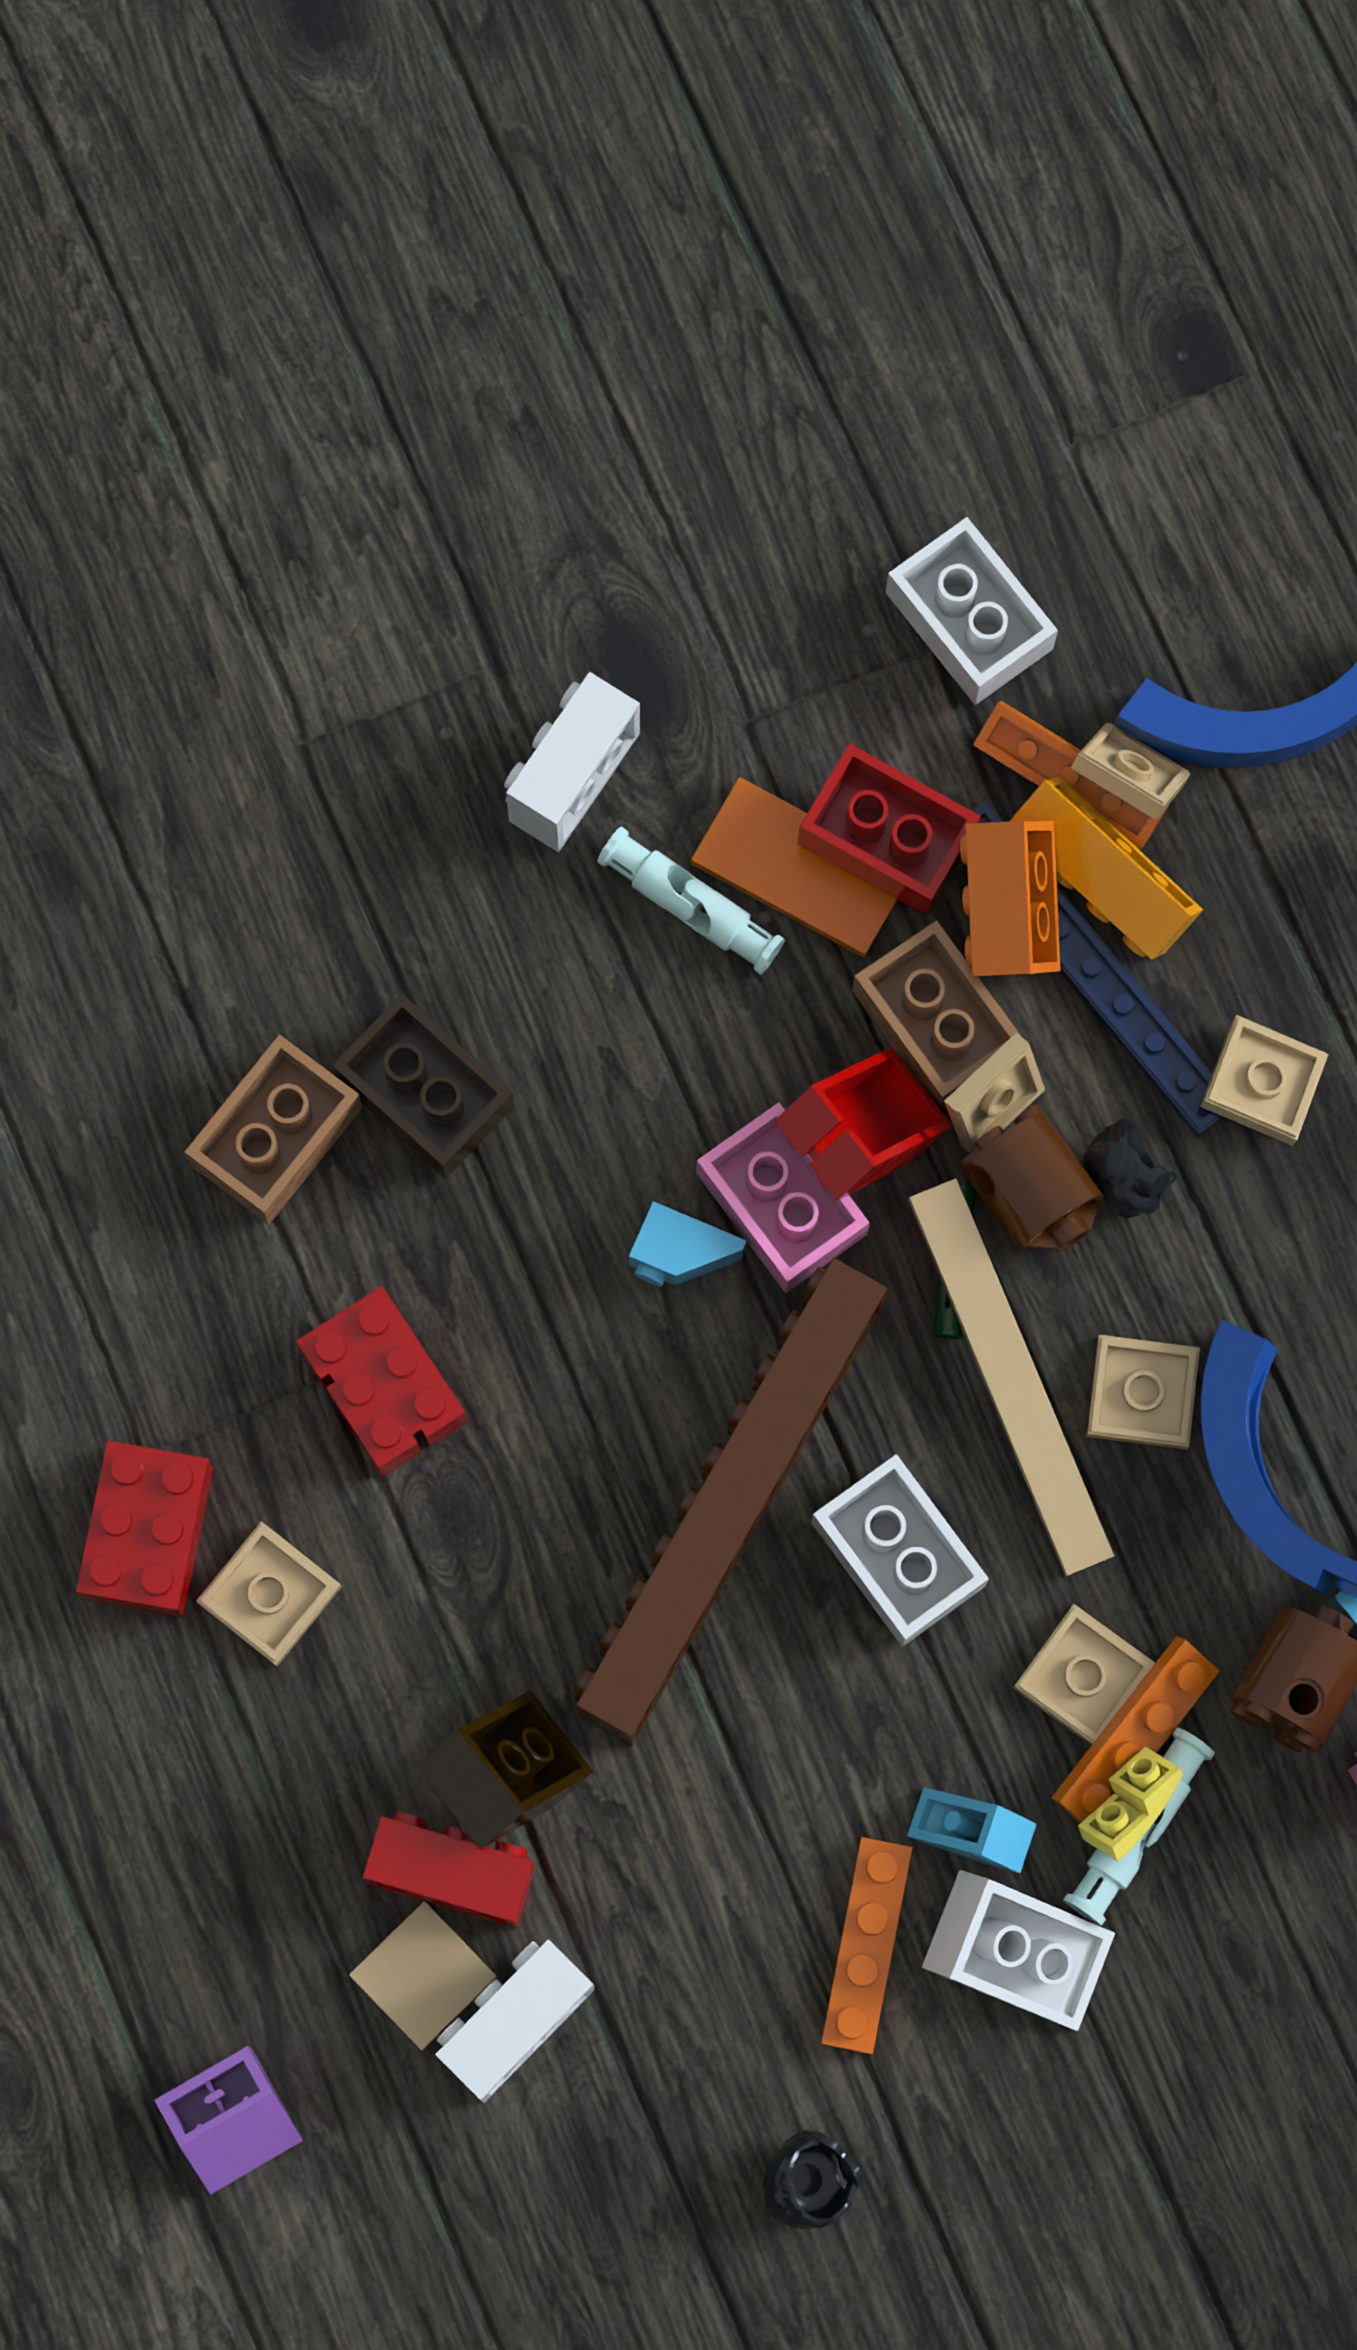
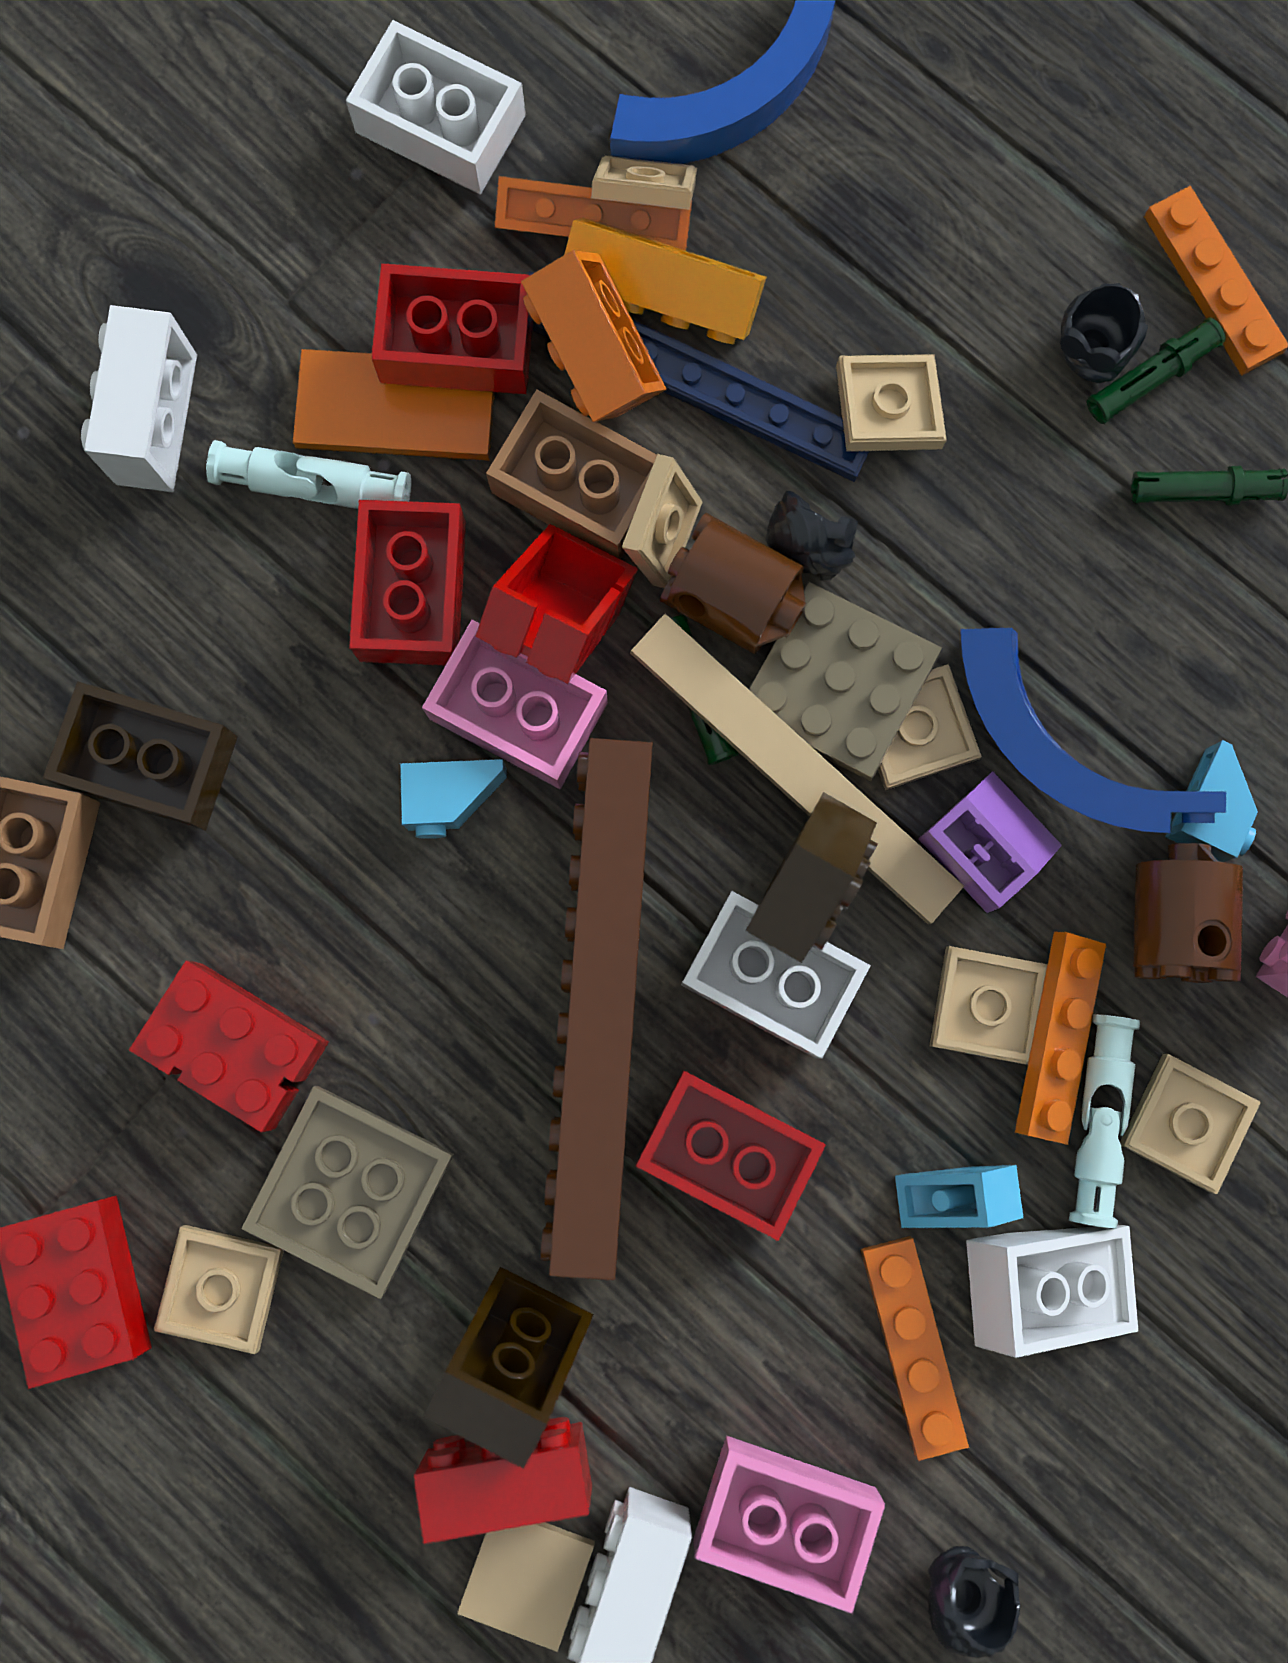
camera: 25 degrees left, 5 degrees up
(425, 1561) = (347, 1191): none -> dark tan plate
(679, 2032) = (788, 1524): none -> bright pink brick
(736, 1040) = (407, 582): none -> red brick
(782, 1688) = (730, 1155): none -> red brick
(975, 1474) = (815, 879): none -> dark brown brick
(1095, 1317) = (845, 680): none -> dark tan plate
(1138, 1799) = (1097, 1109): light yellow slope -> none
(1157, 1526) = (991, 843): none -> medium lavender slope
(1217, 1870) = (1190, 1123): none -> tan tile

